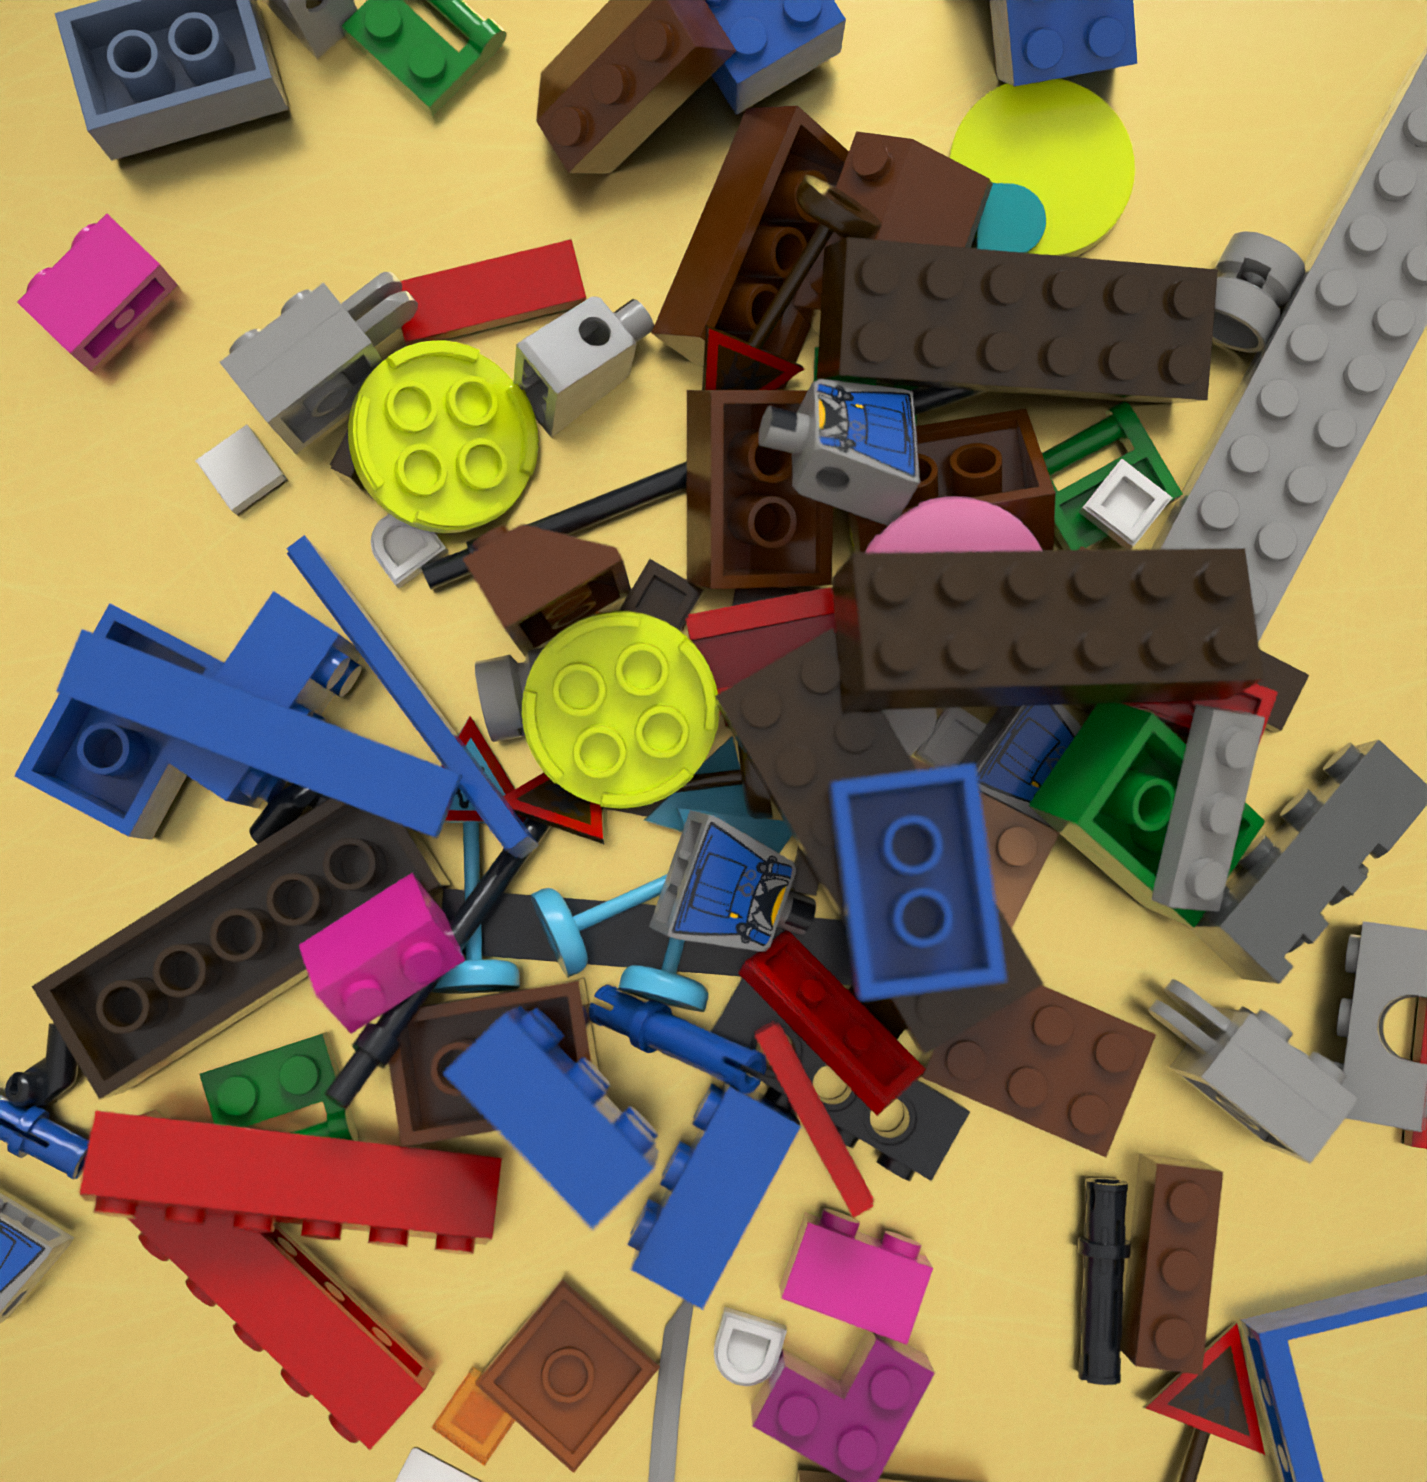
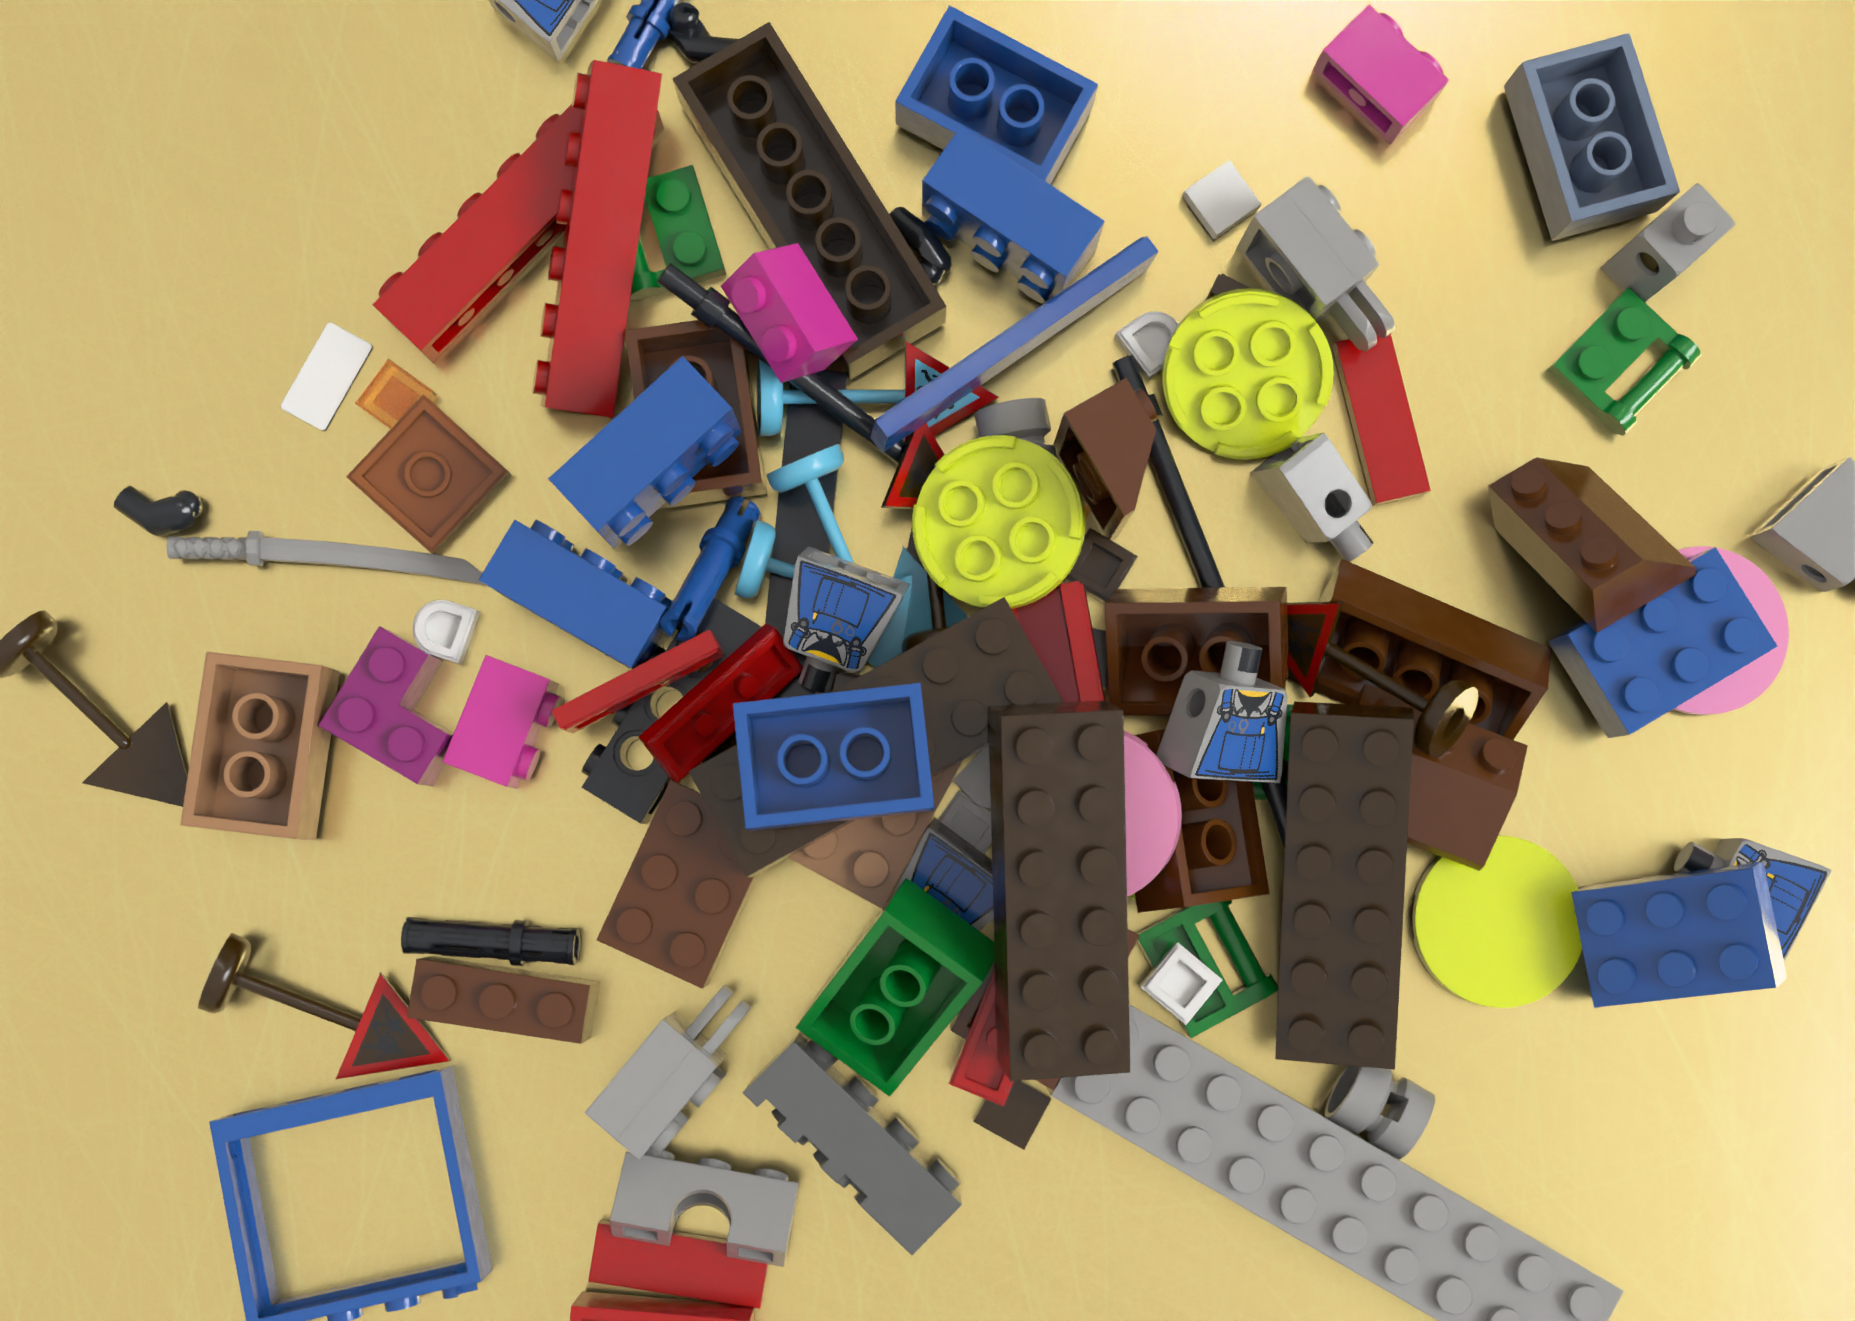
camera: 85 degrees right, 0 degrees up
(259, 733) = (978, 209): blue tile -> none
(1011, 219) = (1447, 888): teal piece -> none
(1207, 808) = (899, 1036): light grey plate -> none

